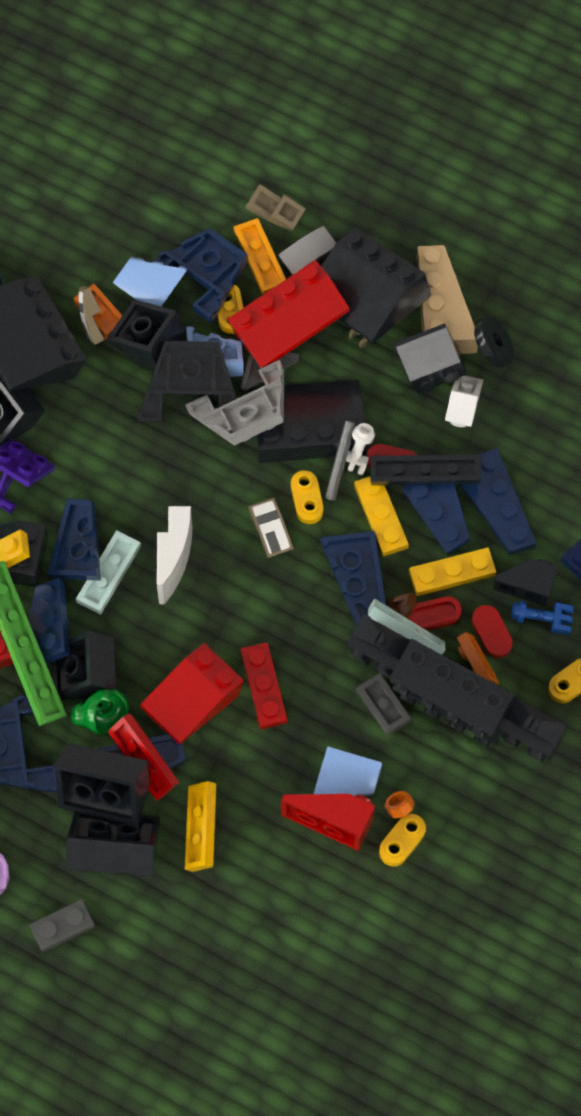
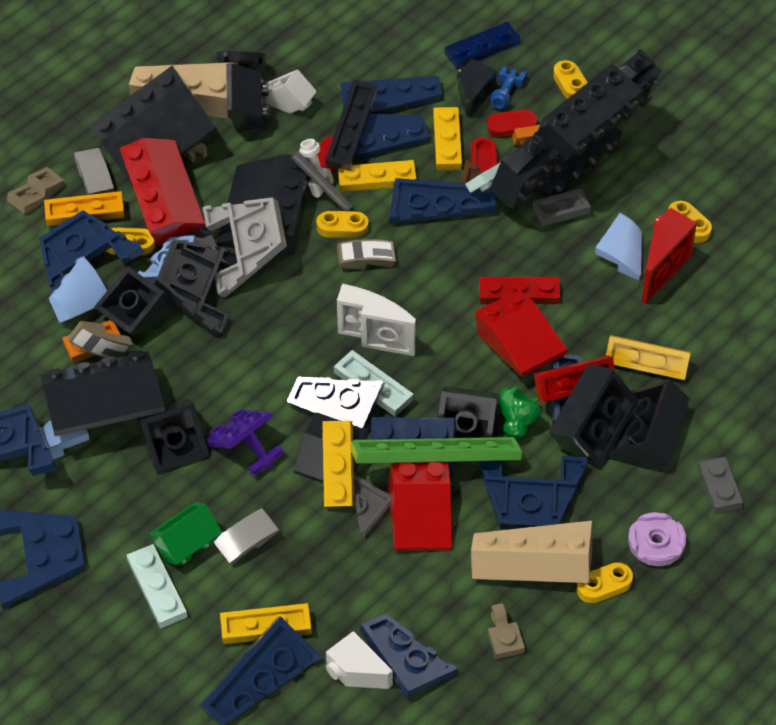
camera: 75 degrees left, 15 degrees down
(399, 804) = (655, 209): orange tile -> none

